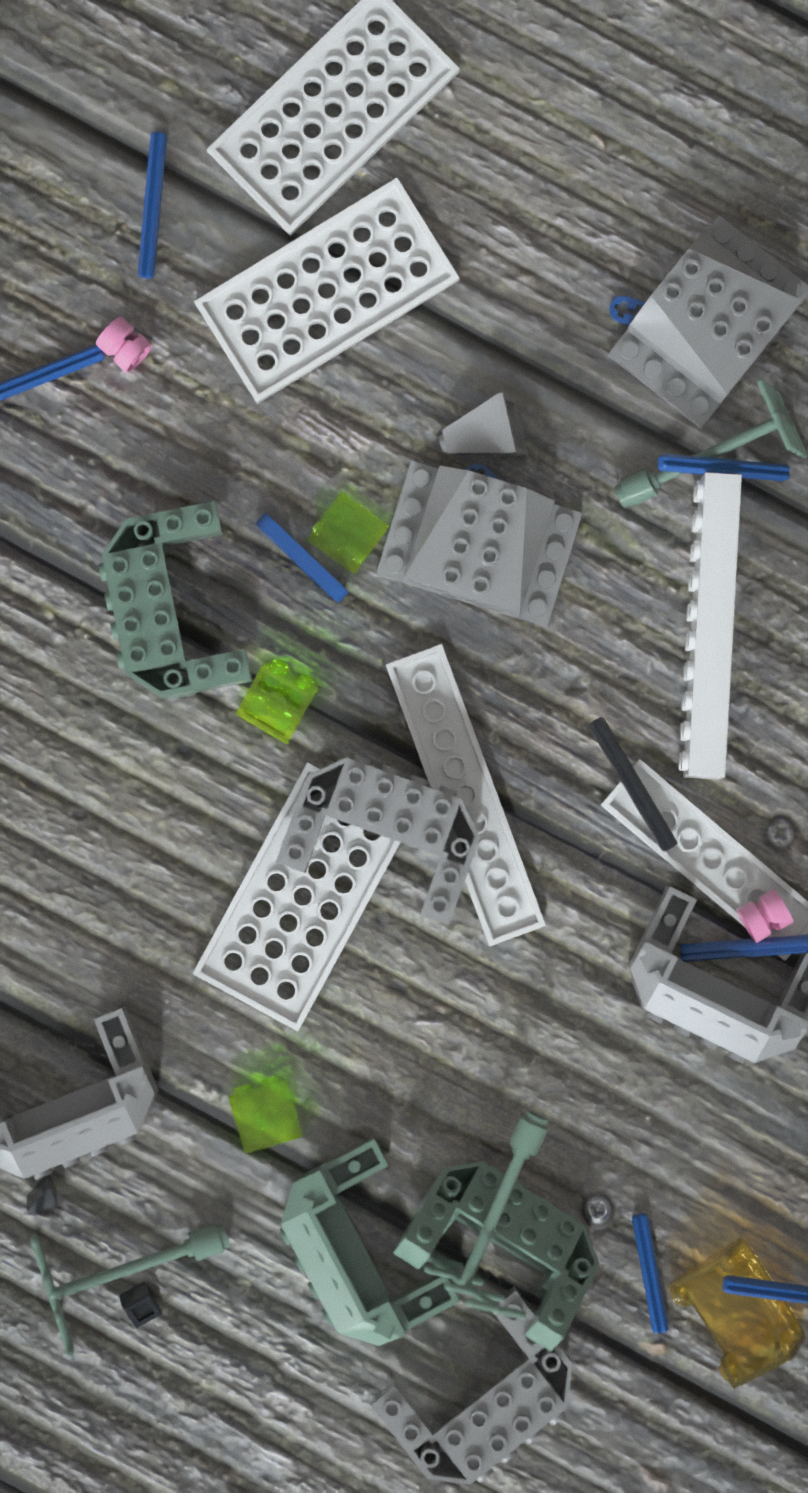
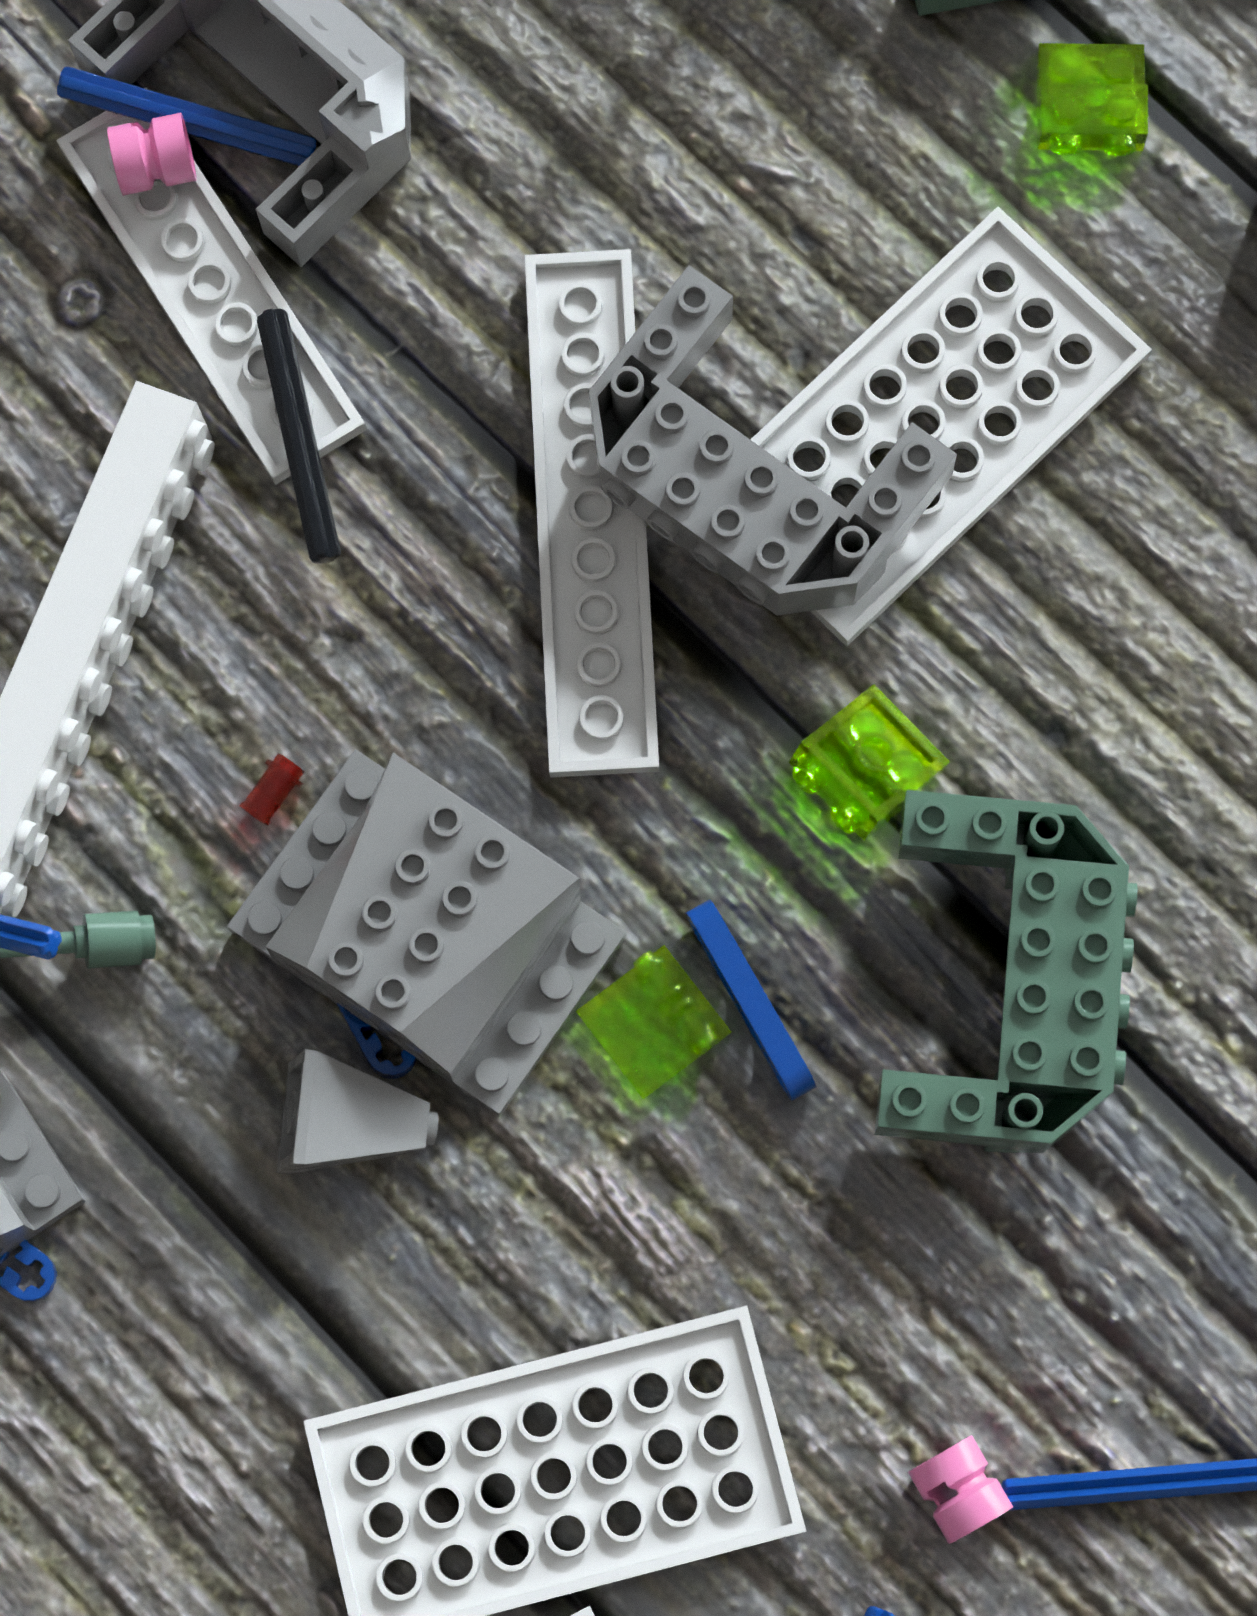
camera: 160 degrees left, 10 degrees down
(583, 593) = (272, 788): none -> clear red pin

